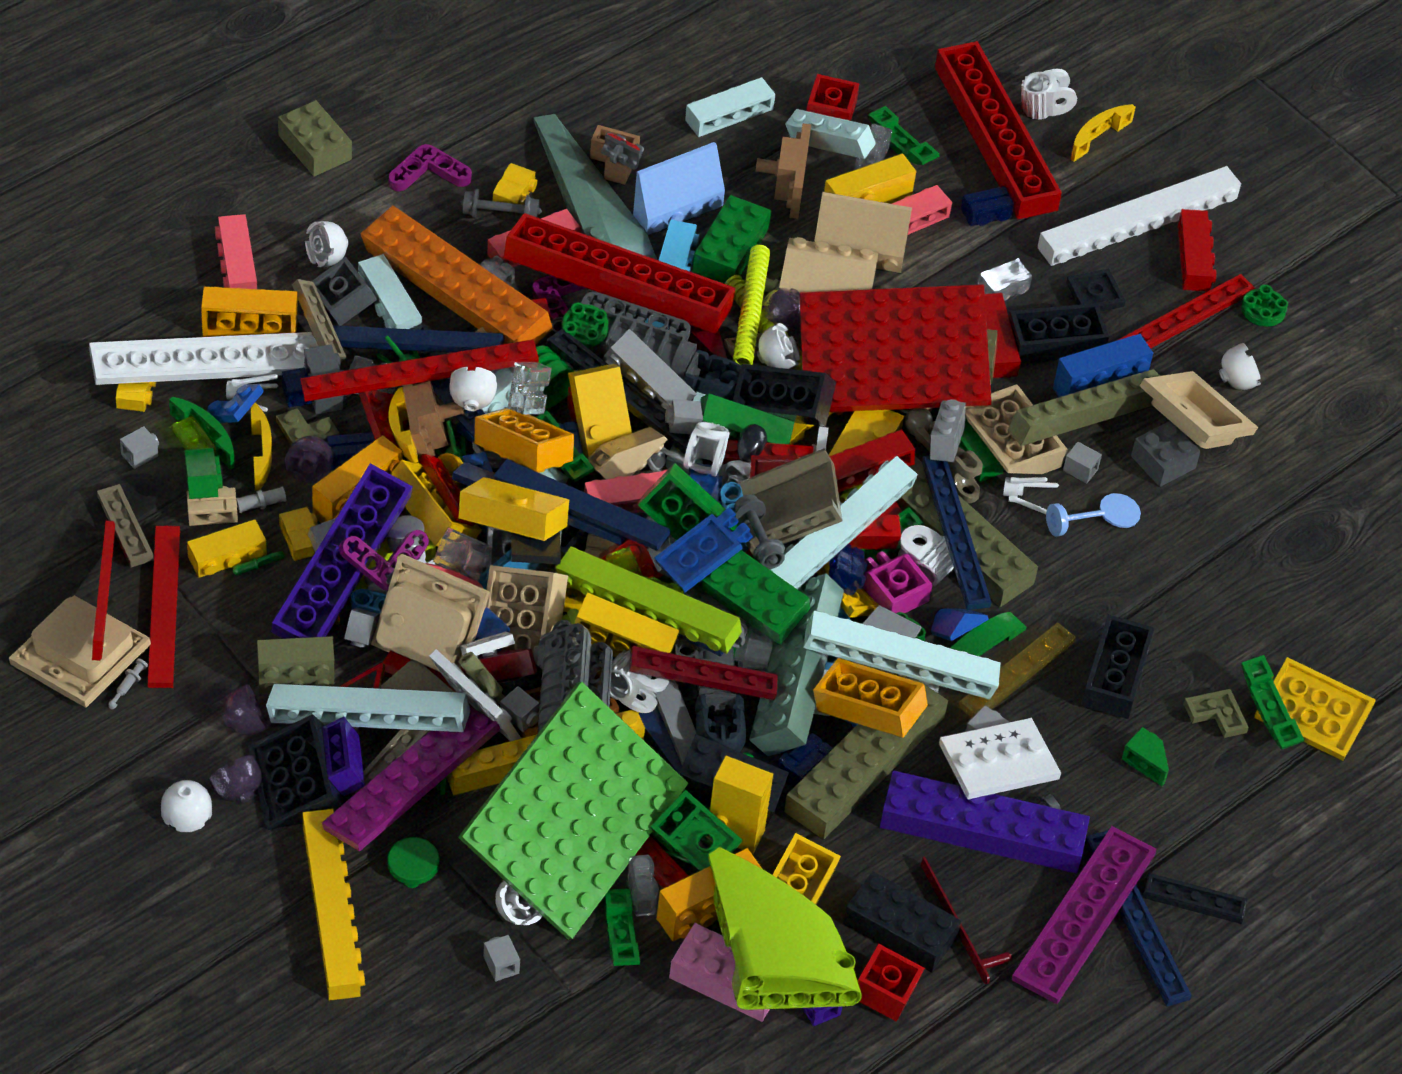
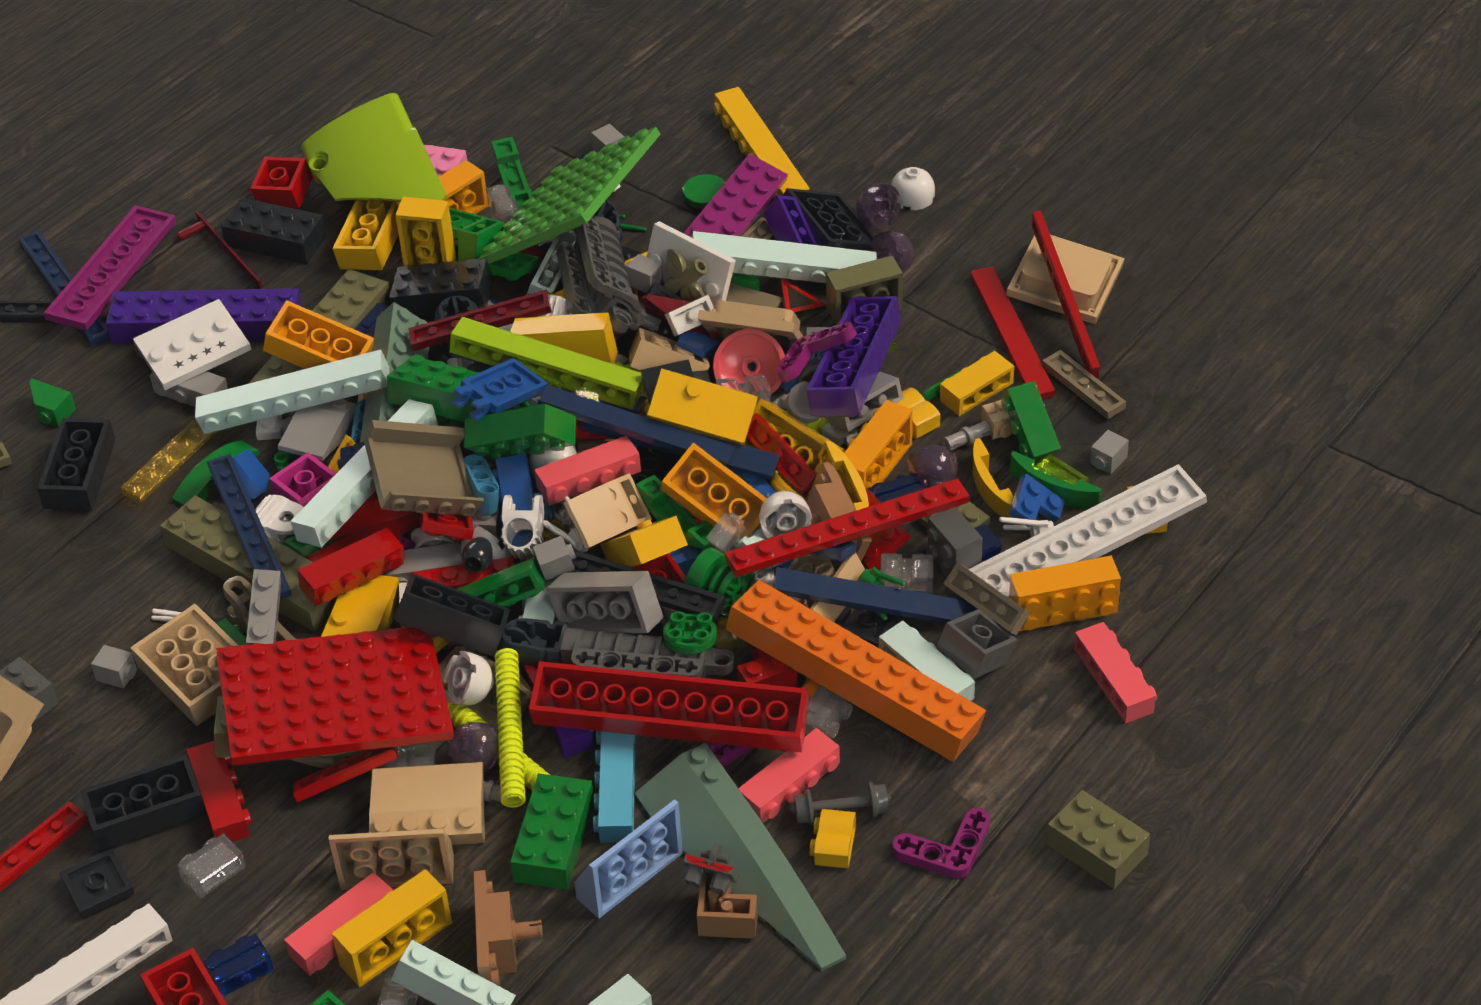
camera: 175 degrees right, 5 degrees down
(131, 677) = (1008, 270): light grey piece -> none
(326, 243) = (1019, 704): white cylinder -> none
(769, 551) = (461, 440): dark grey piece -> none
(1080, 409) = (104, 695): olive brick -> none
(1102, 365) = (87, 759): blue brick -> none
(1115, 509) = (78, 631): light blue piece -> none

